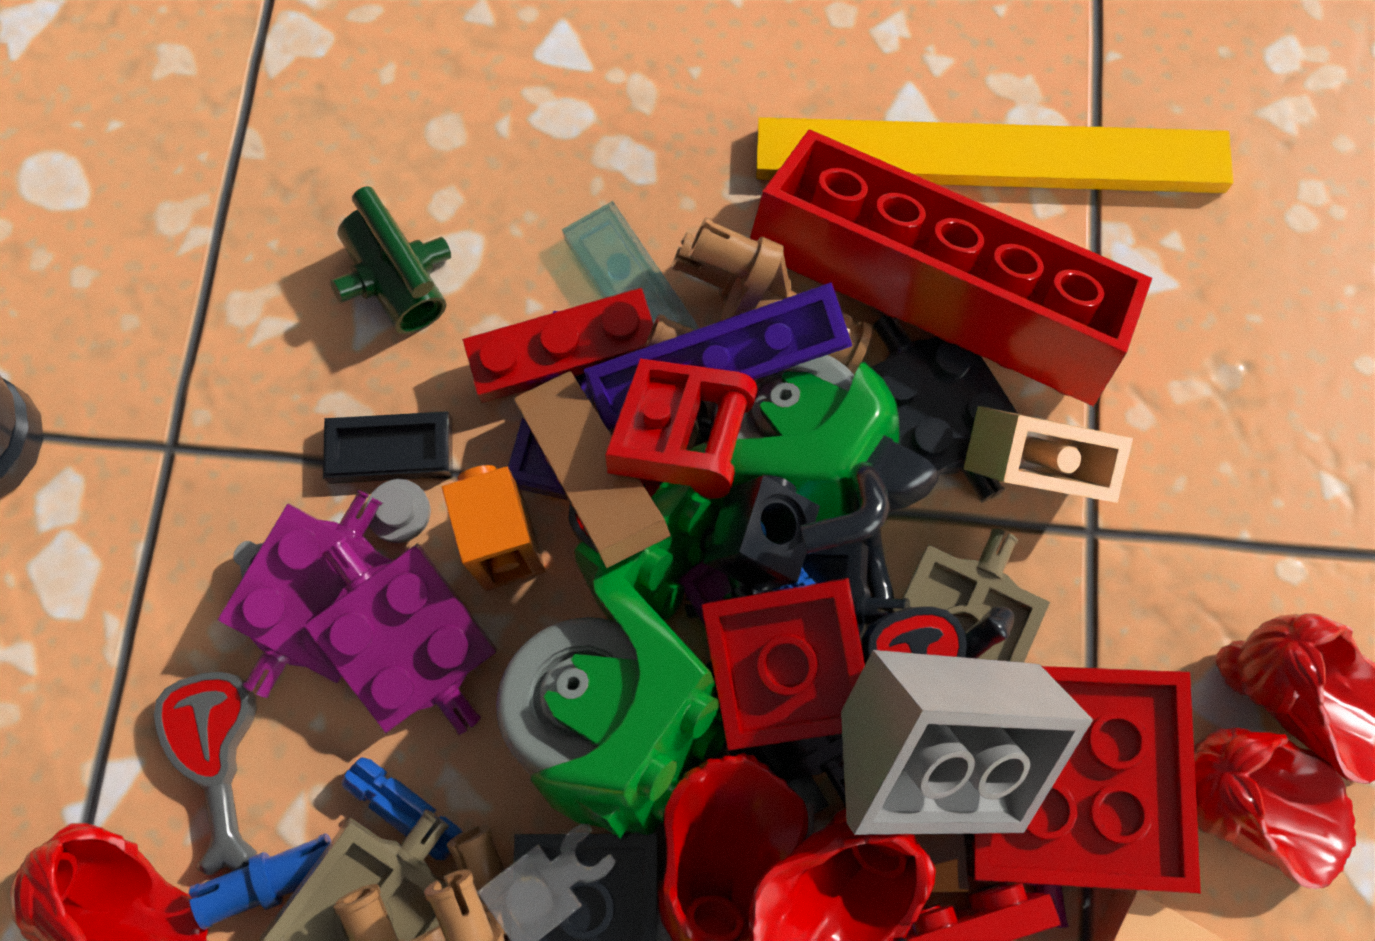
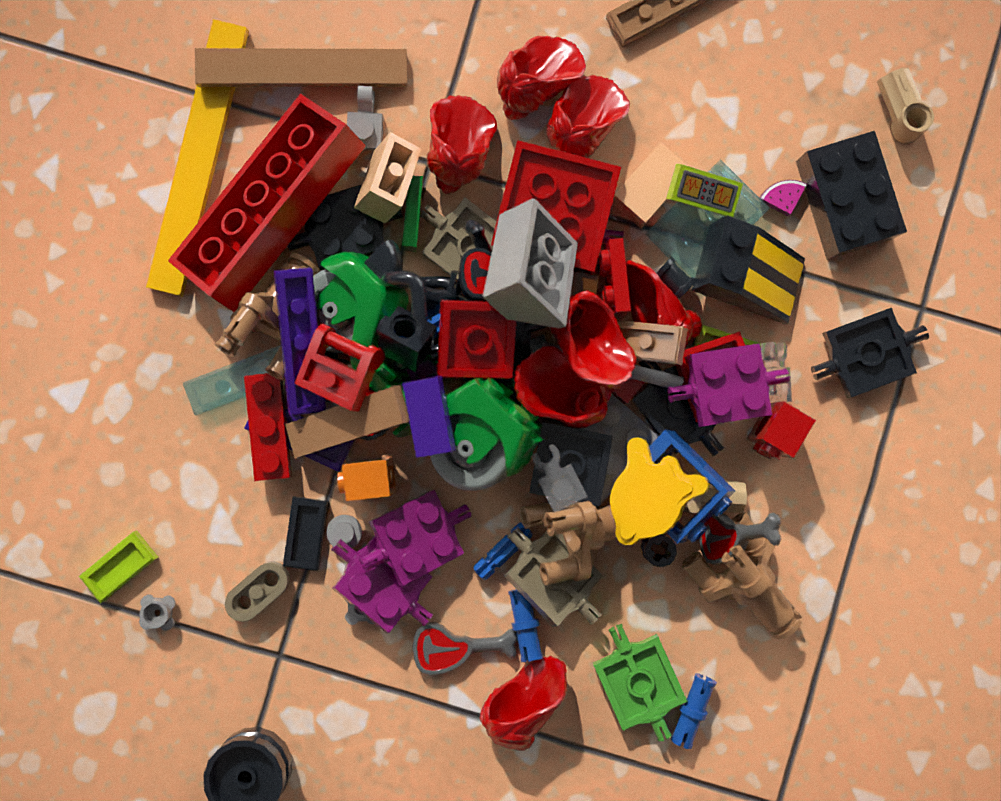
camera: 80 degrees left, 15 degrees up
(214, 226) = (147, 613): none -> light grey plate
(279, 388) = (258, 590): none -> dark tan plate
(294, 168) = (118, 566): none -> lime tile
(390, 265) = (198, 516): dark green pin -> none
(619, 600) = (429, 416): none -> dark purple tile
(1001, 513) = (412, 214): none -> green tile
(1130, 406) = (365, 122): none -> light grey plate
(1148, 570) = (459, 141): none -> red hair
(1196, 287) = (300, 67): none -> medium nougat tile

